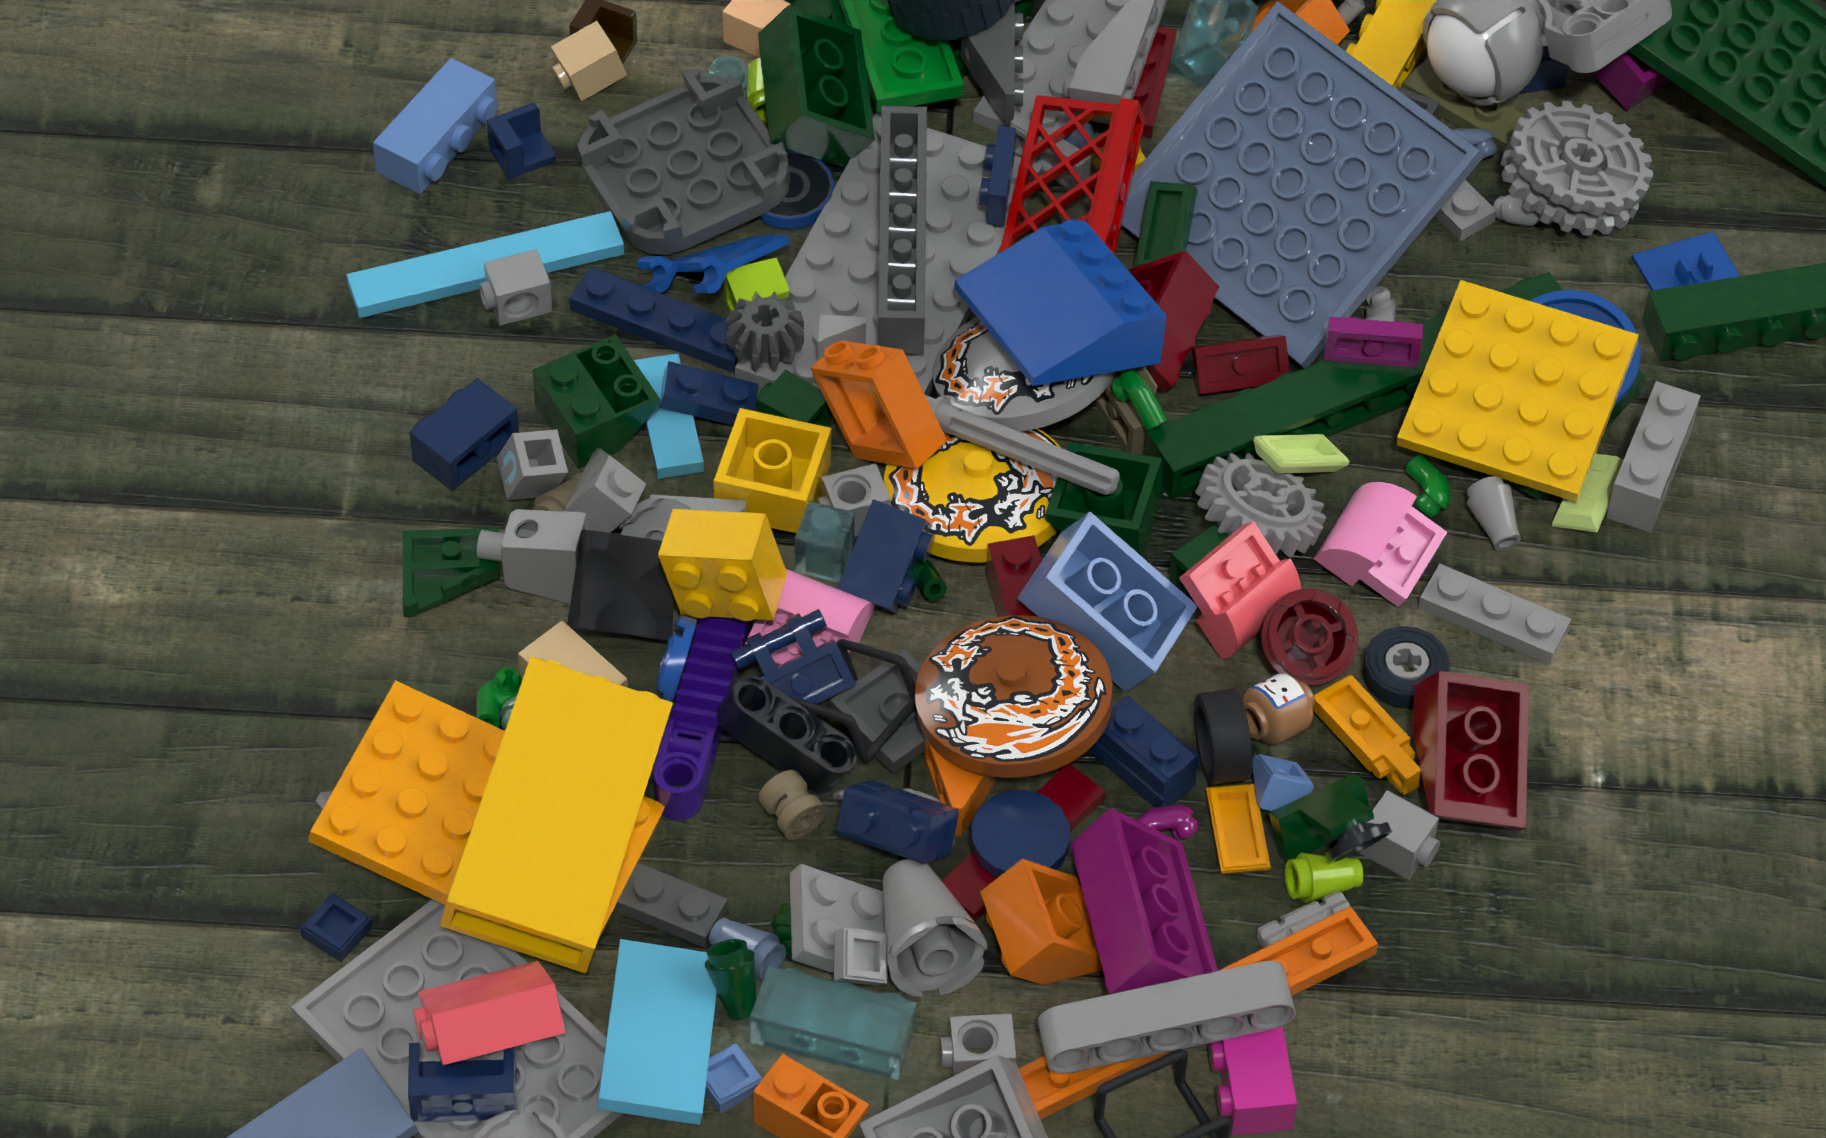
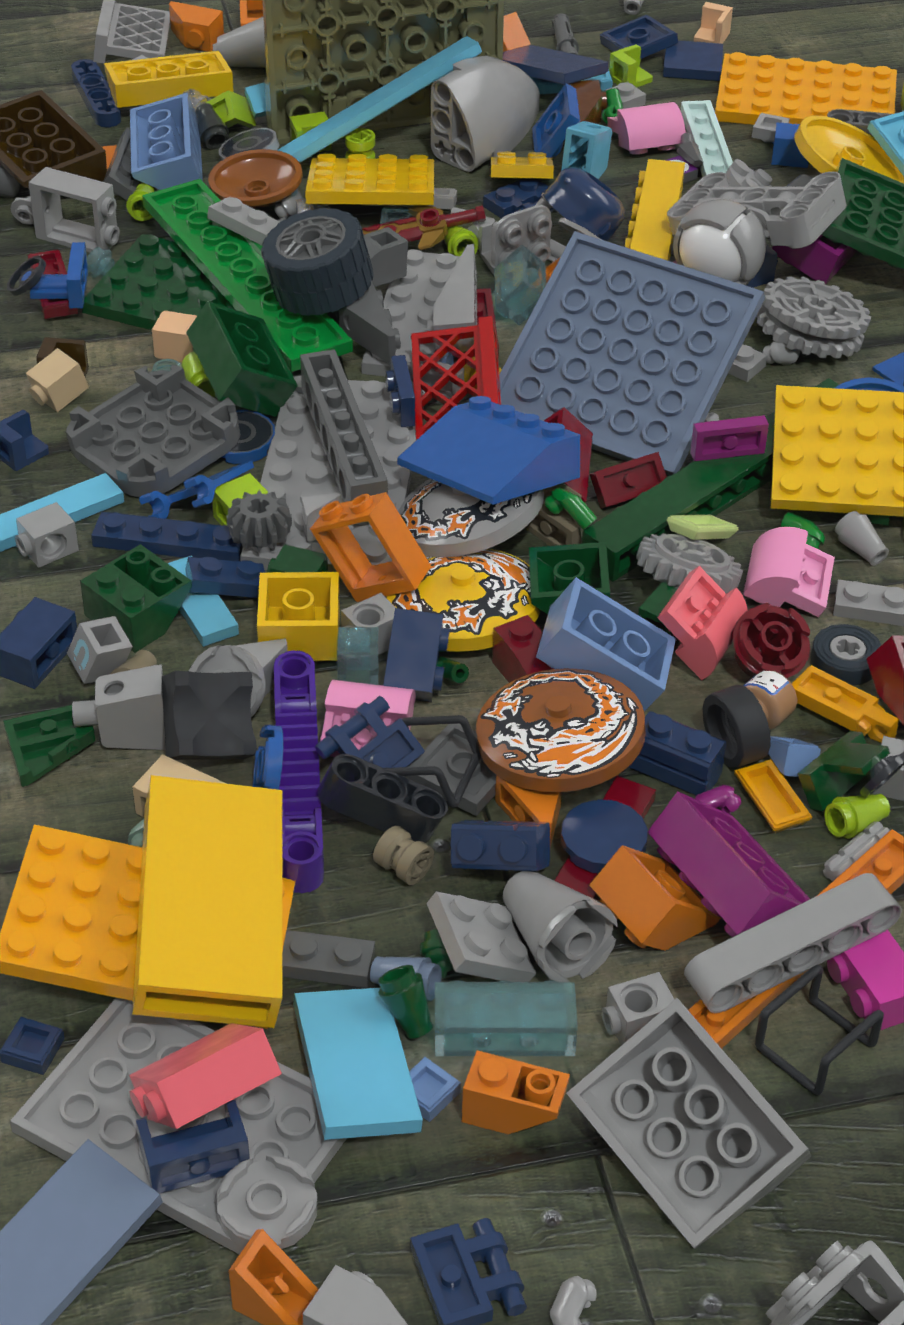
camera: 15 degrees left, 10 degrees down
(495, 693) = (119, 826): green arm -> none
(605, 492) = (171, 648): light grey slope -> none
(723, 564) = (290, 675): yellow brick -> none
(860, 956) = (513, 955): light grey tile -> none
(1024, 447) = (497, 556): light grey axle -> none
(1166, 221) = (537, 392): dark green tile -> none

